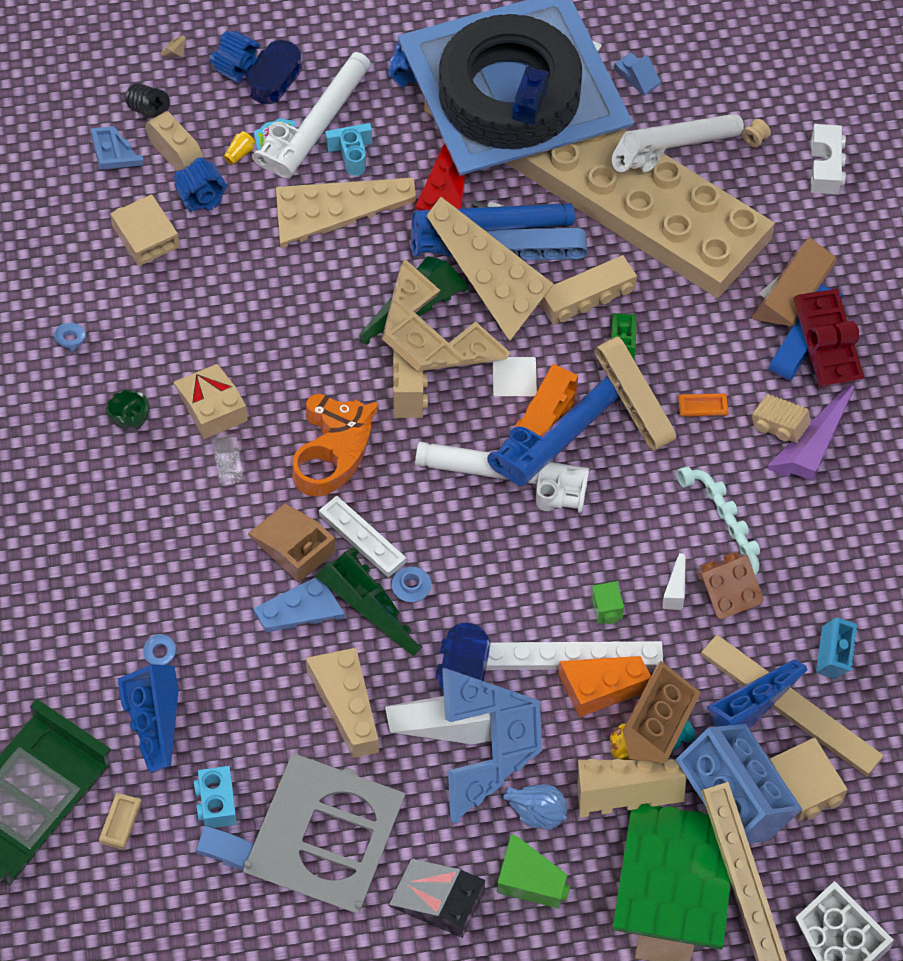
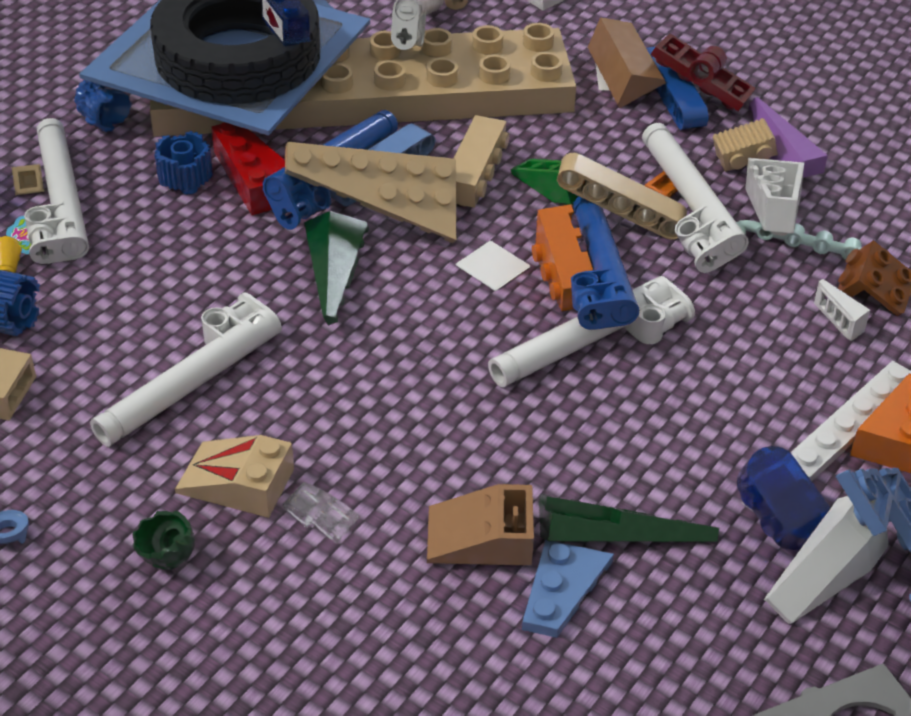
camera: 45 degrees left, 15 degrees down
(308, 93) = (27, 179): none -> tan slope
(311, 307) = (228, 337): none -> white piece
(330, 206) = (158, 249): tan wing -> none
(343, 442) = (418, 417): orange animal -> none
(344, 692) = (726, 623): tan wedge -> none
(351, 144) = (121, 192): medium azure tile -> none
(362, 536) = (544, 475): white plate -> none
(408, 151) = (183, 162): none -> blue brick
(408, 389) = (415, 322): tan wedge -> none
(411, 594) = (631, 492): medium blue piece -> none
(419, 342) = (382, 274): tan wing -> none
(607, 603) = (813, 364): bright green brick -> none
(662, 460) = (710, 227): none -> white piece
(740, 472) = (775, 193): none -> white wedge

